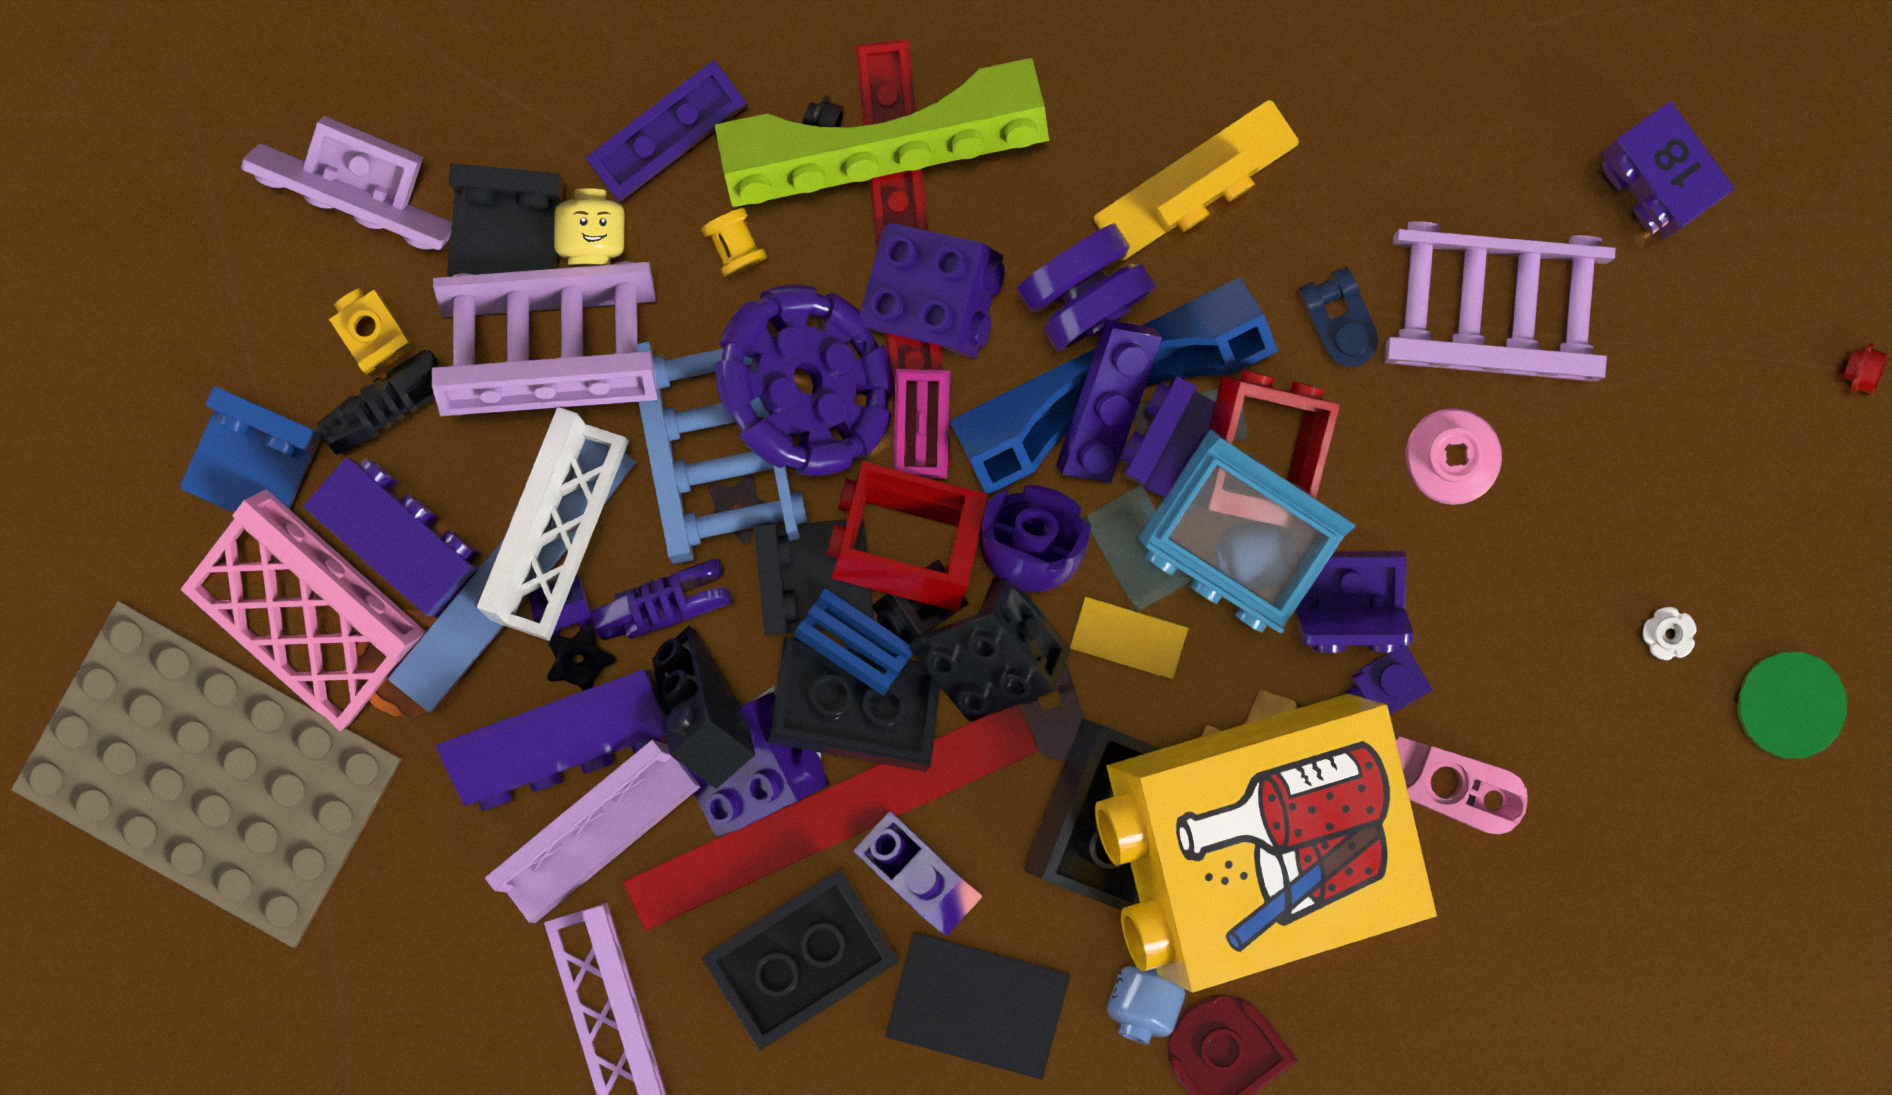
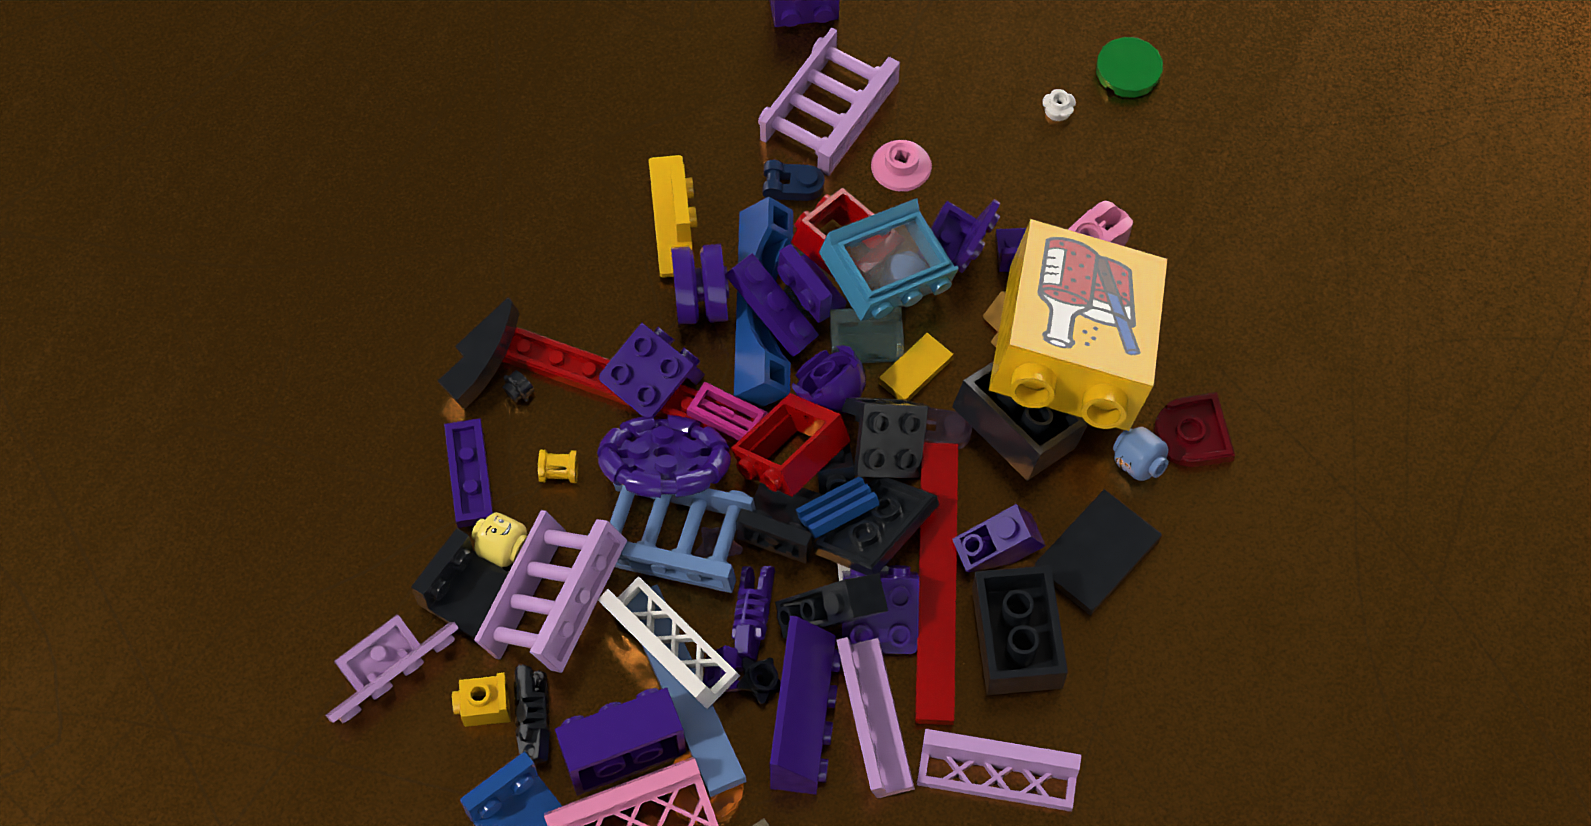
camera: 65 degrees left, 25 degrees down
(781, 158) = (525, 411): lime arch -> none
(832, 51) = (482, 354): none -> black slope

